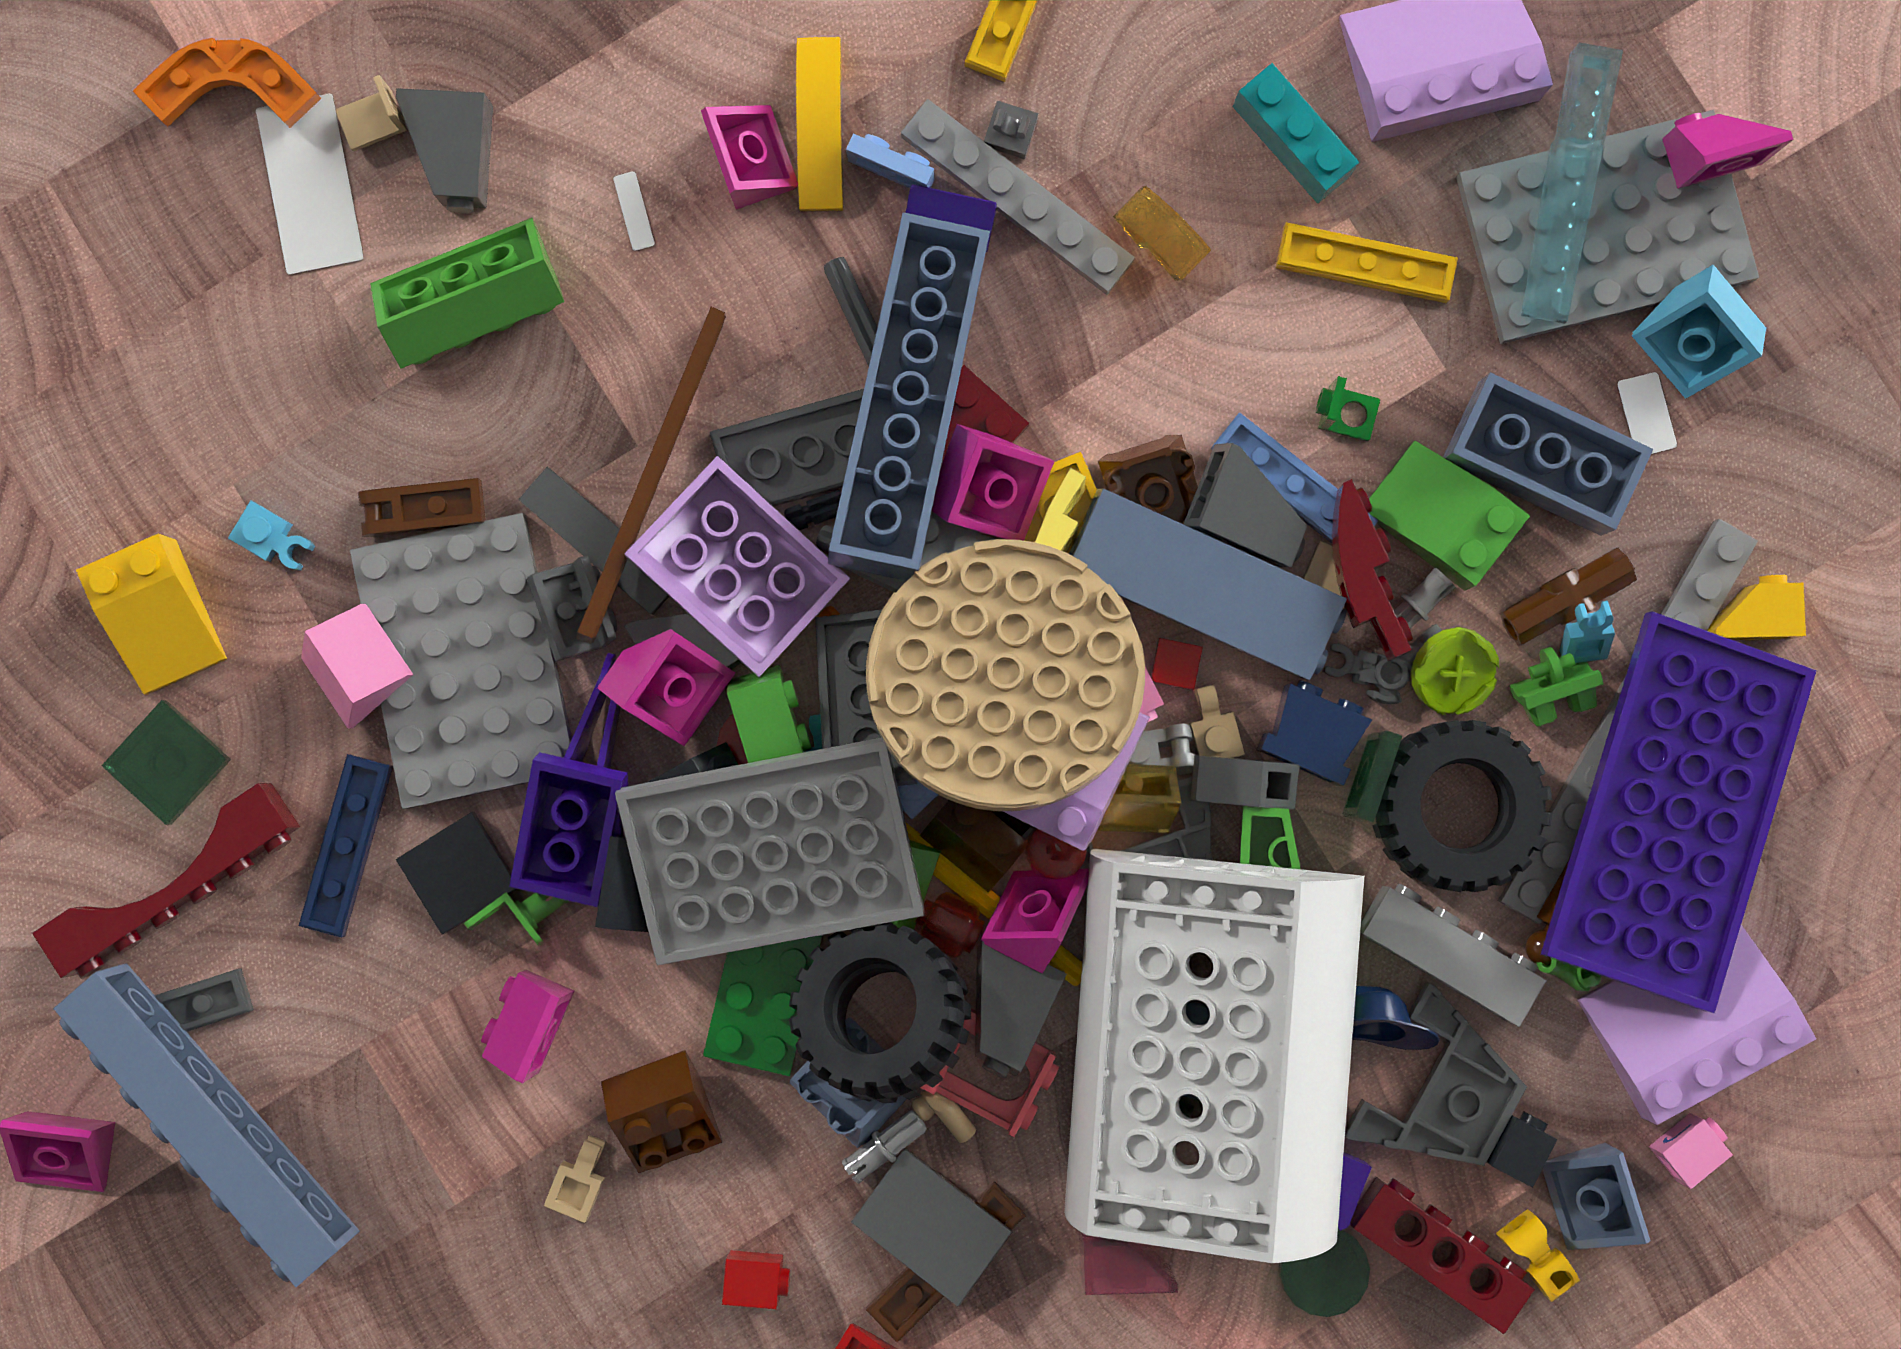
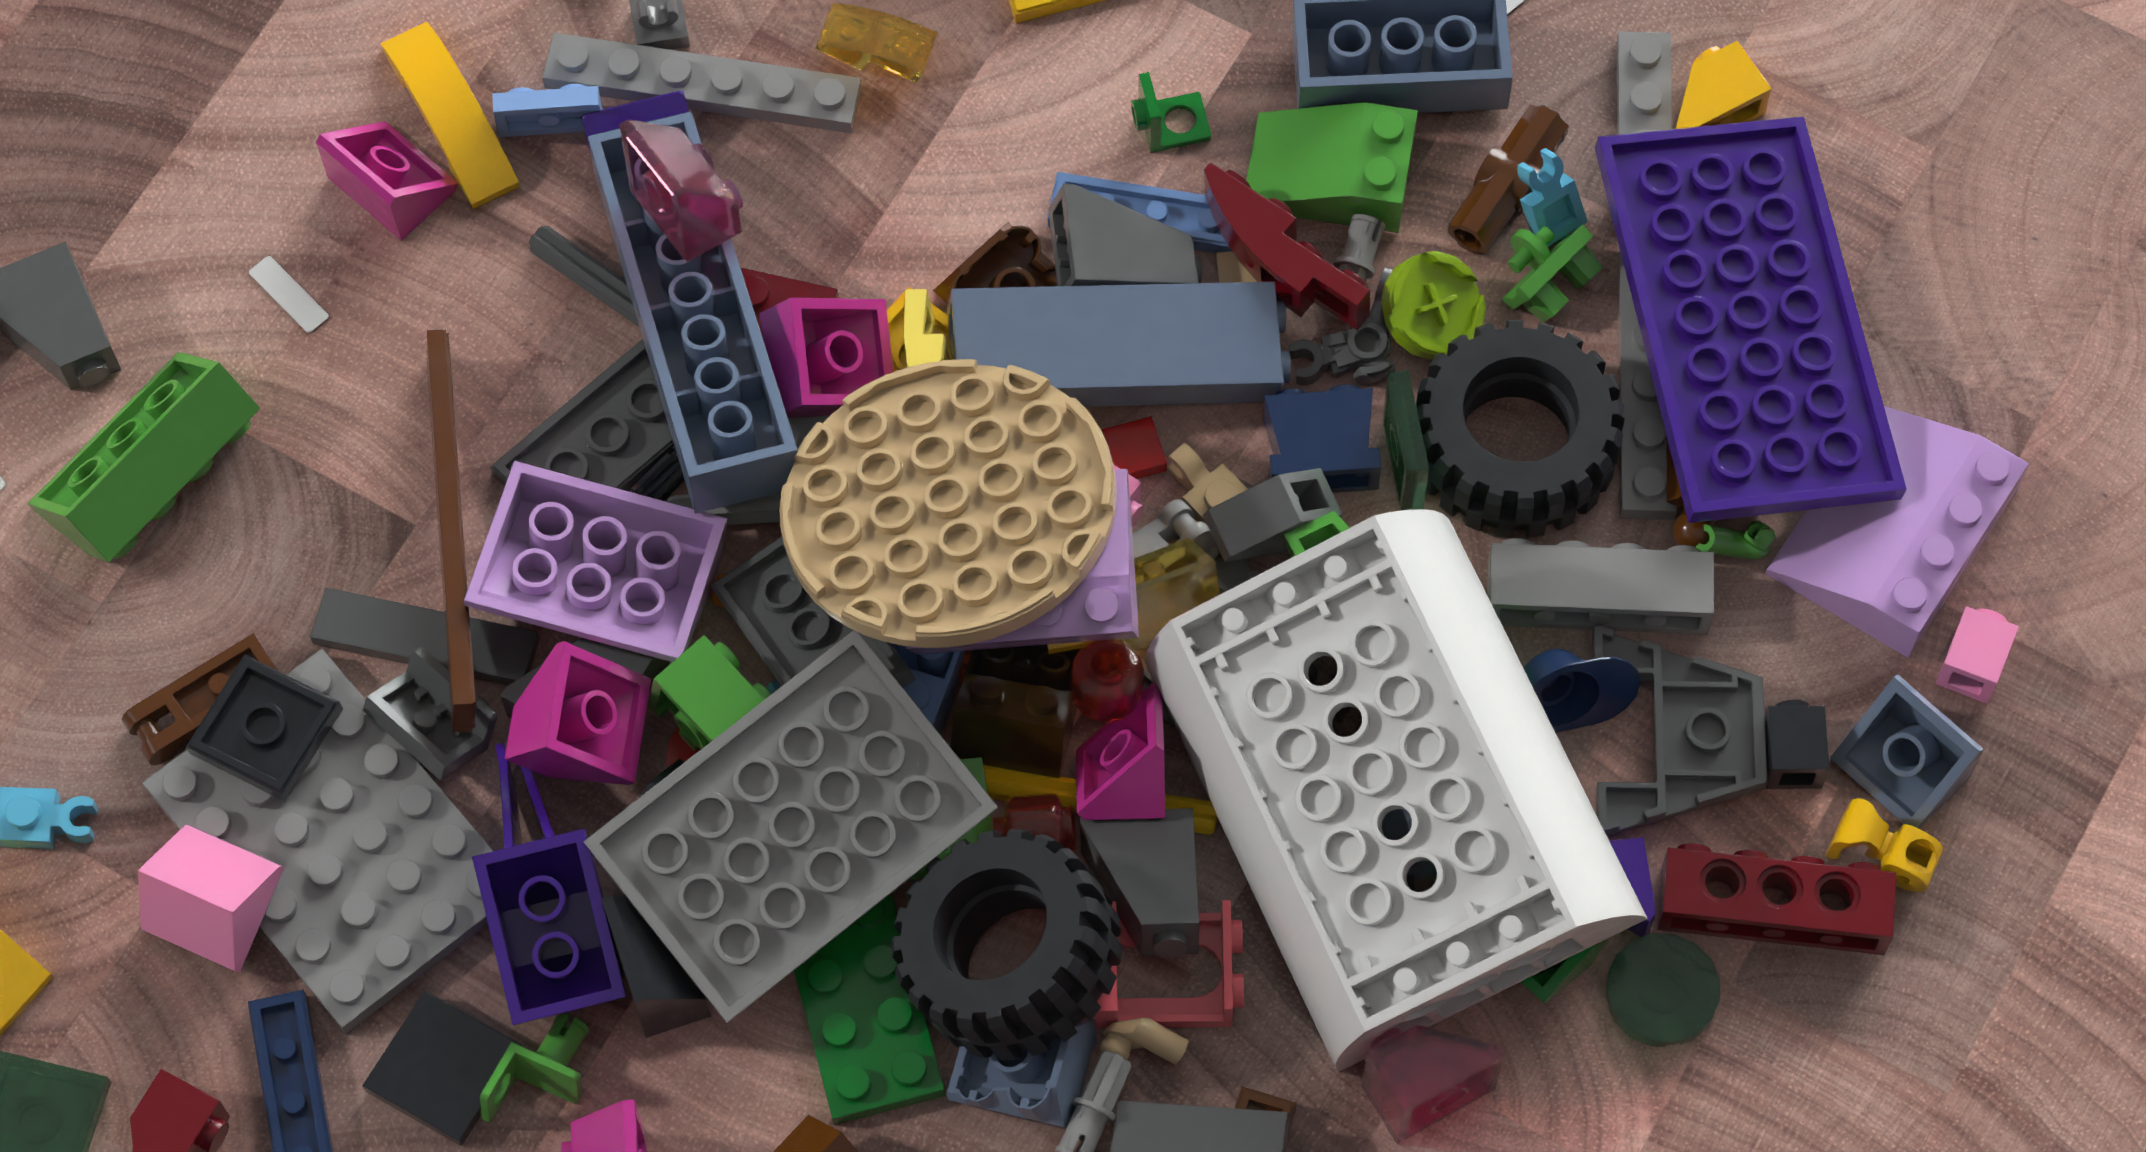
camera: 30 degrees left, 20 degrees down
(449, 558) = (264, 727): none -> black tile
(943, 305) = (680, 187): none -> clear pink slope

